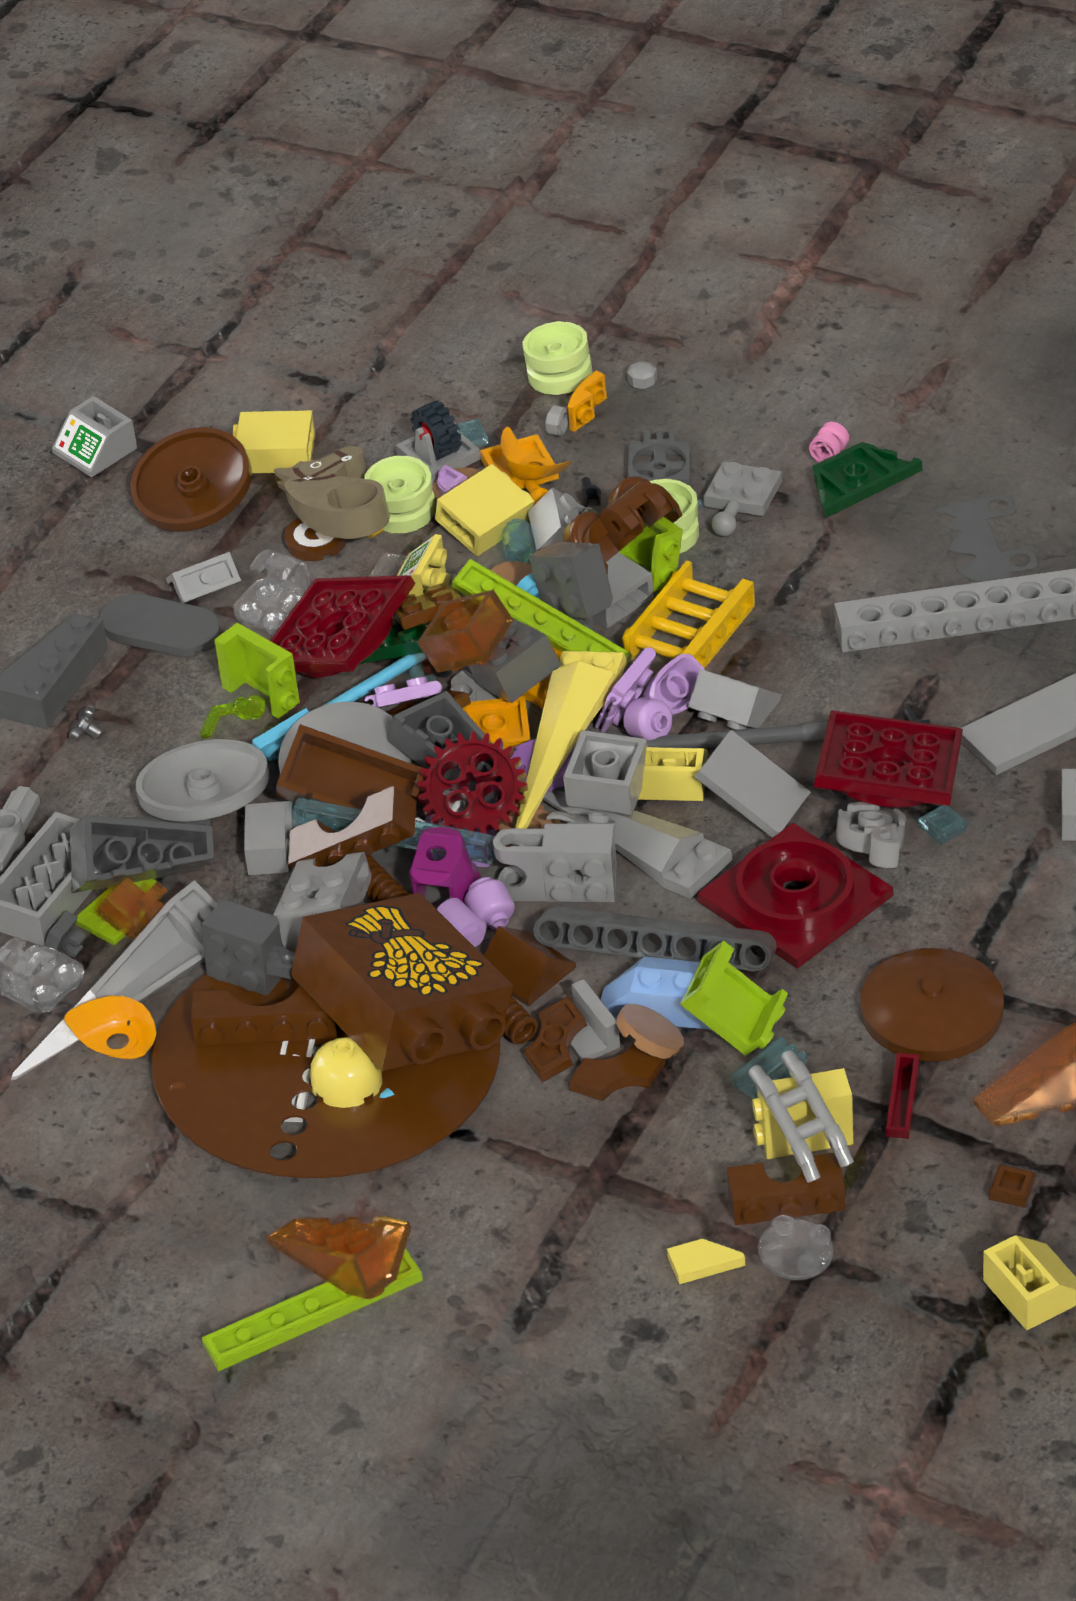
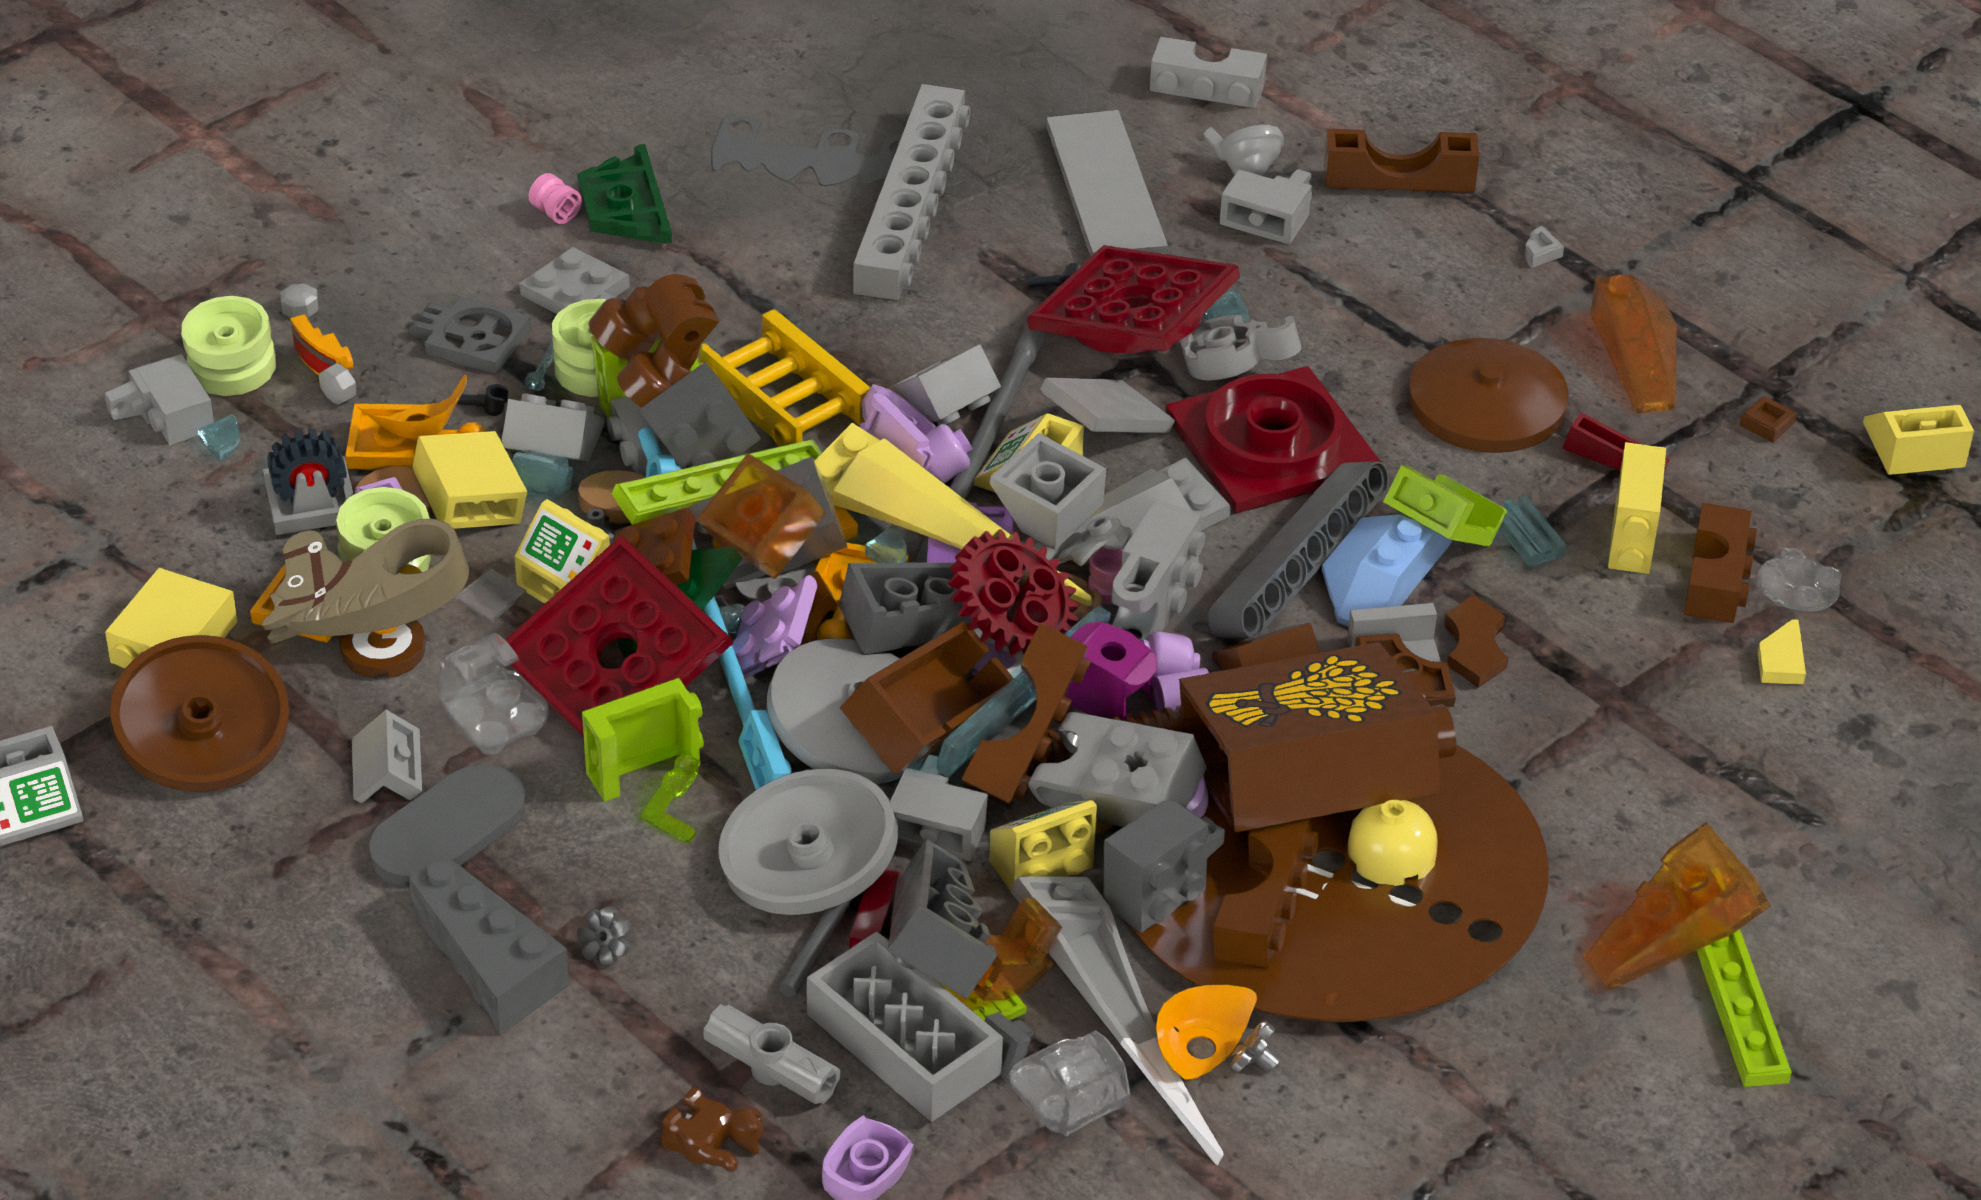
camera: 75 degrees left, 0 degrees up
(113, 1062) = (1255, 1050): none -> flat silver plant
(248, 884) = (1046, 843): none -> light yellow slope
(481, 396) = (221, 437): none -> clear light blue tile
(494, 357) = (166, 397): none -> light grey hinge
(522, 726) = (888, 547): none -> clear light blue tile
(651, 1030) = (1447, 588): medium nougat tile -> none
(796, 1135) = (1661, 492): light grey piece -> none

